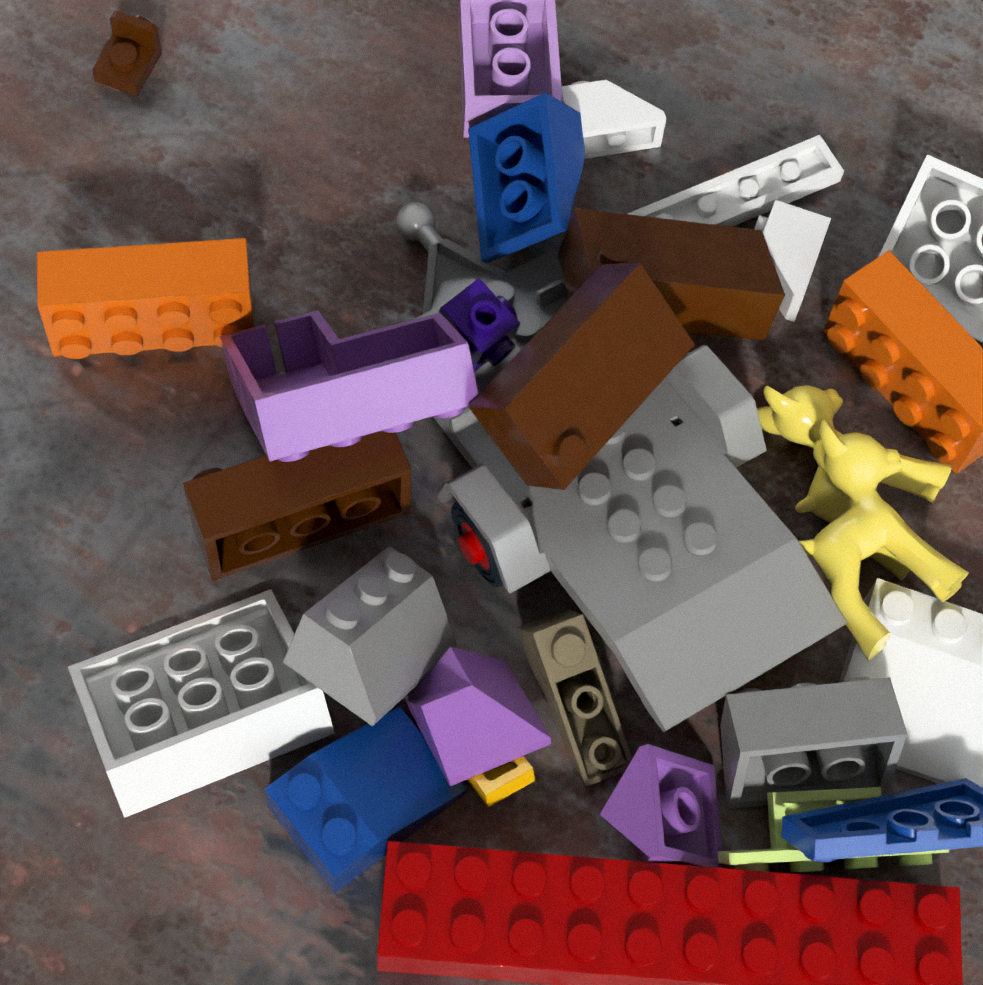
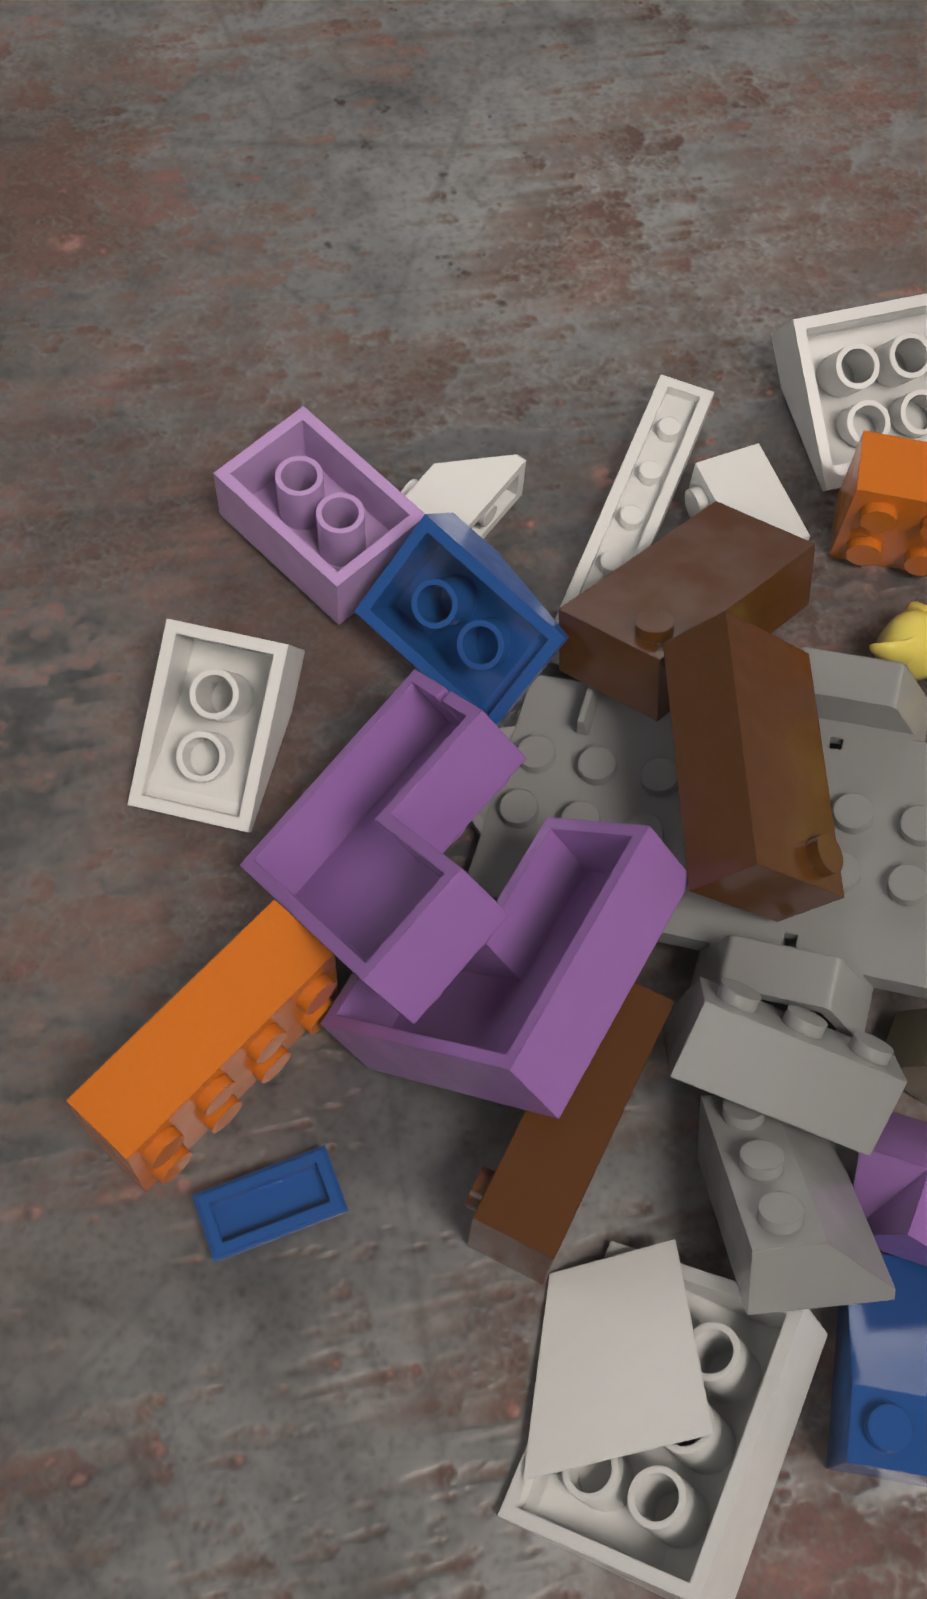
camera: 40 degrees left, 0 degrees up
(107, 412) = (269, 1203): none -> blue tile
(202, 641) = (615, 1363): none -> white sticker
(317, 261) = (369, 839): none -> medium lavender piece
(331, 134) = (214, 724): none -> white slope
(442, 557) = (783, 1063): none -> light grey slope
(484, 322) = (581, 789): dark purple brick -> none

